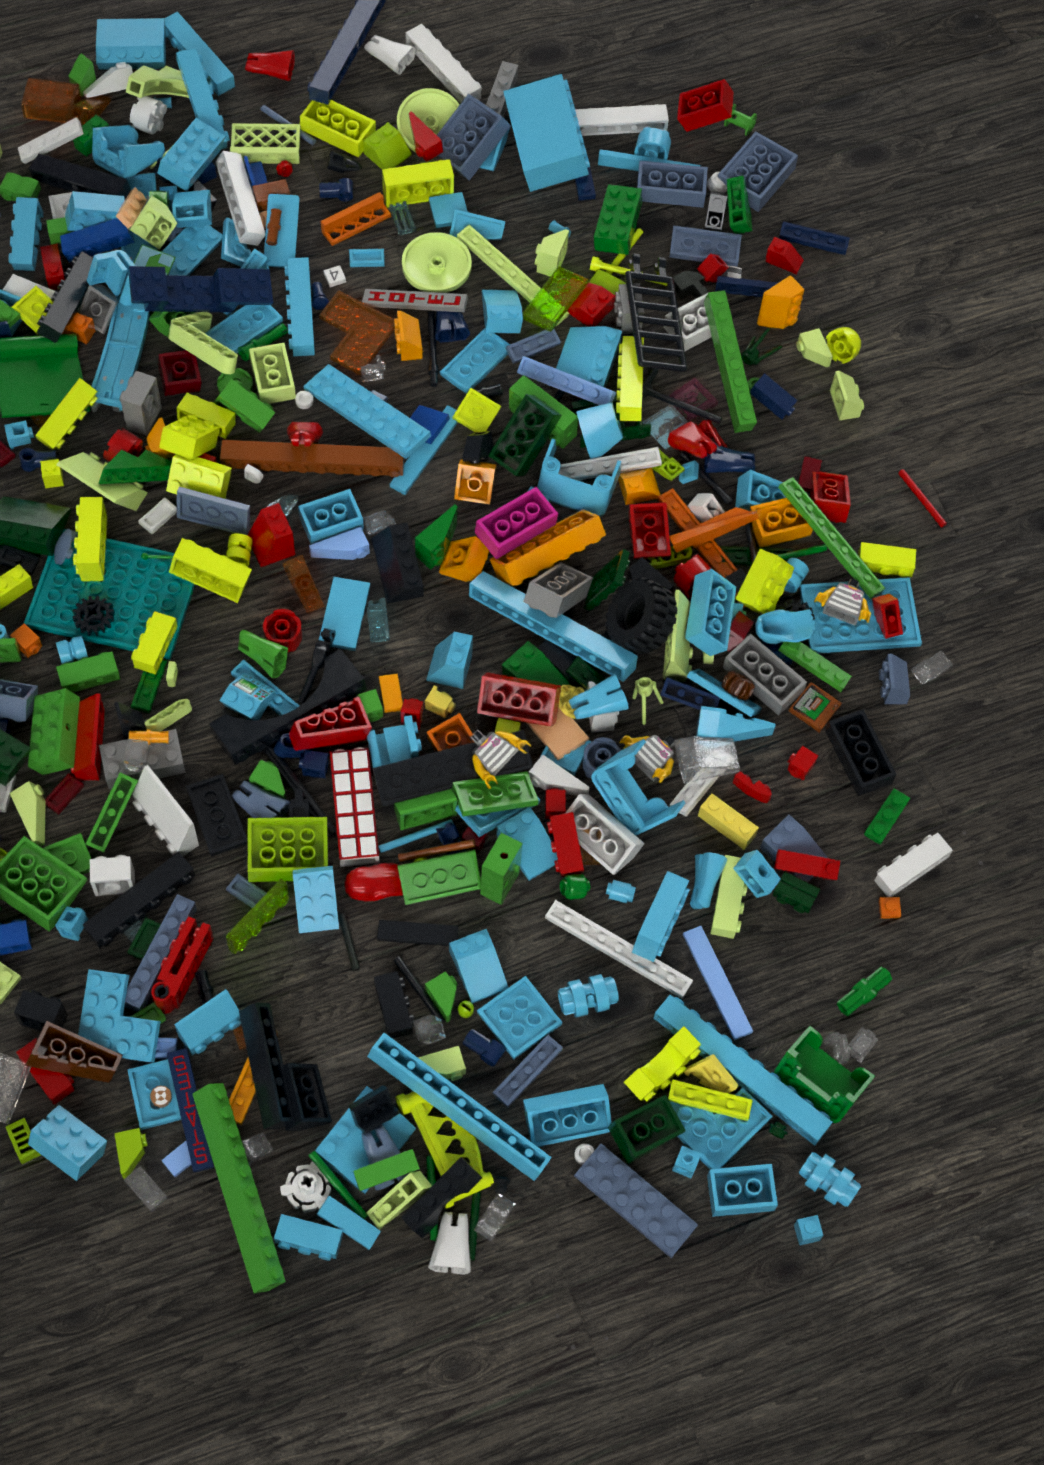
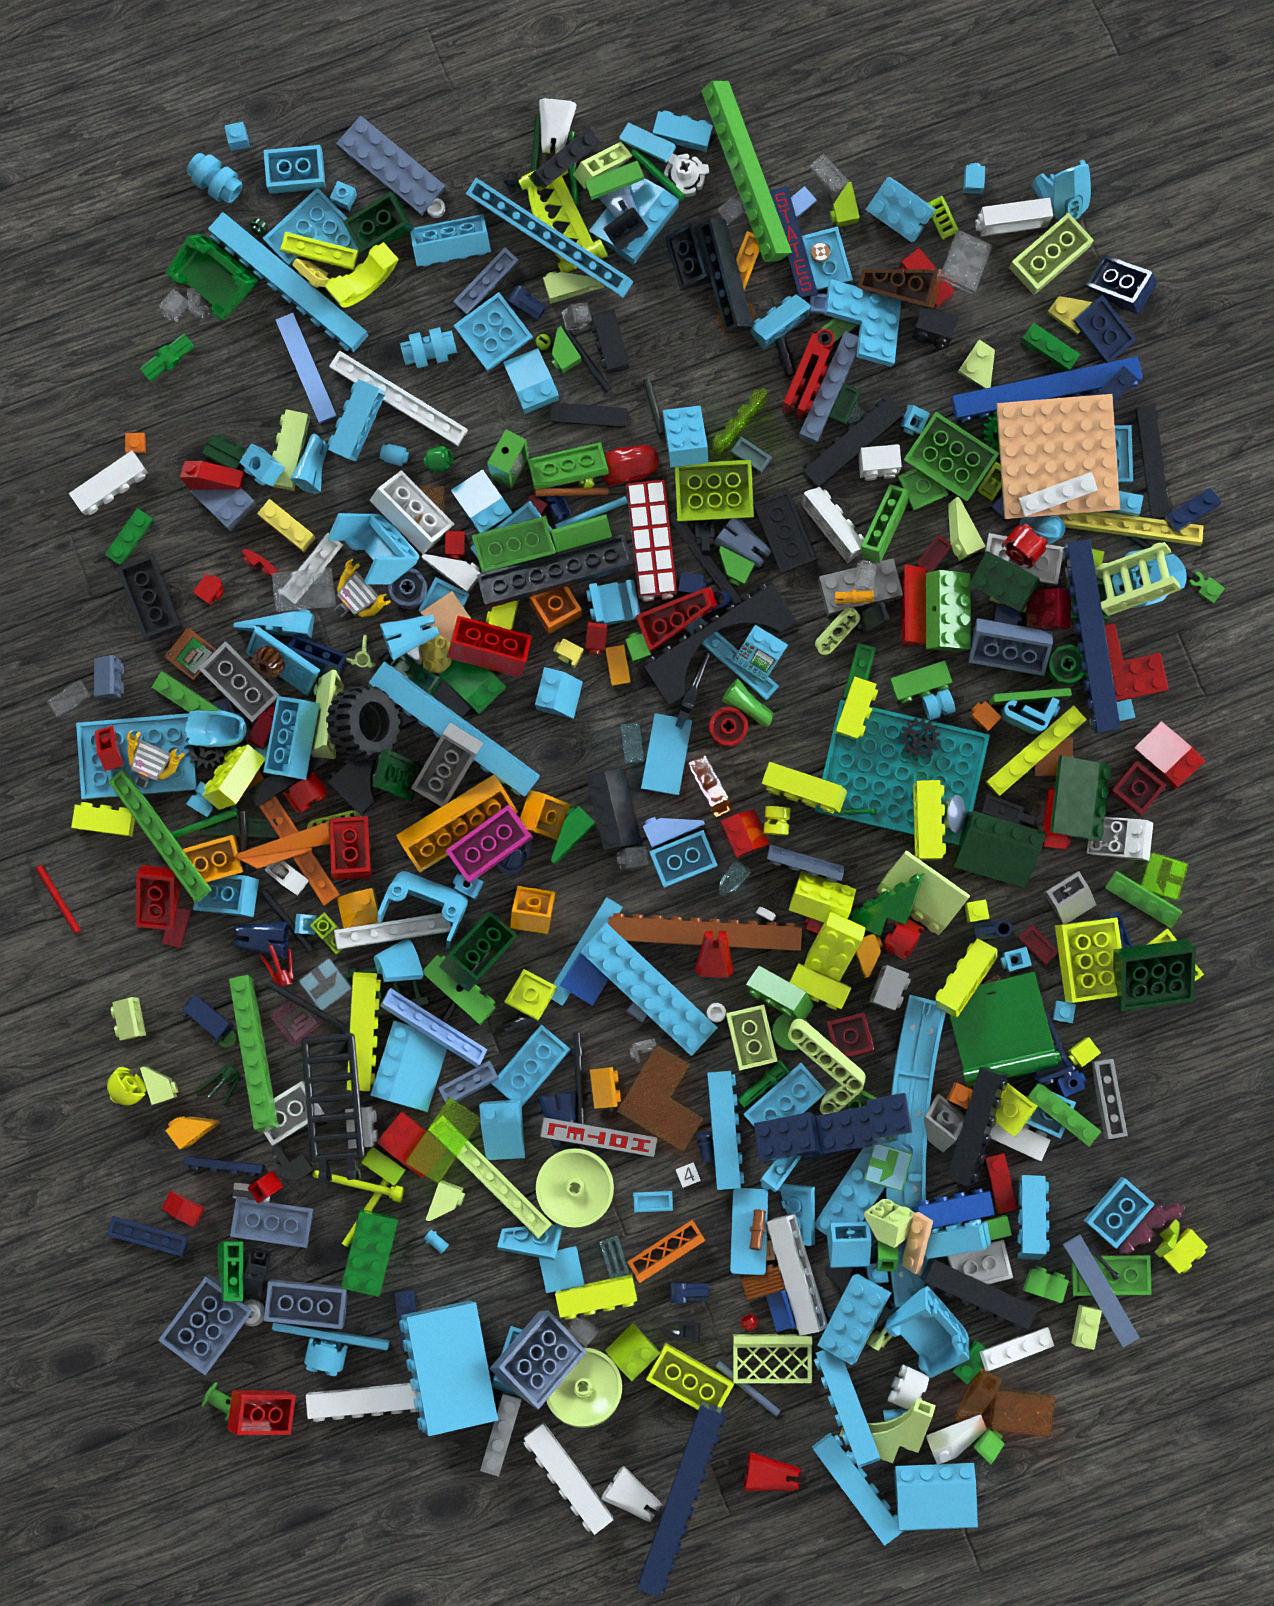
camera: 175 degrees left, 20 degrees up
(113, 270) = (924, 1151): medium azure piece -> none
(158, 515) = (862, 867): white tile -> none
(172, 672) = (837, 678): yellowish green tile -> none
(426, 141) = (589, 1350): red slope -> none
(478, 446) = (529, 944): black slope -> none
(494, 752) = (514, 577): torso -> none
(494, 1217) = (517, 150): clear slope -> none
(565, 844) = (445, 496): red brick -> none
(692, 440) = (299, 956): red piece -> none

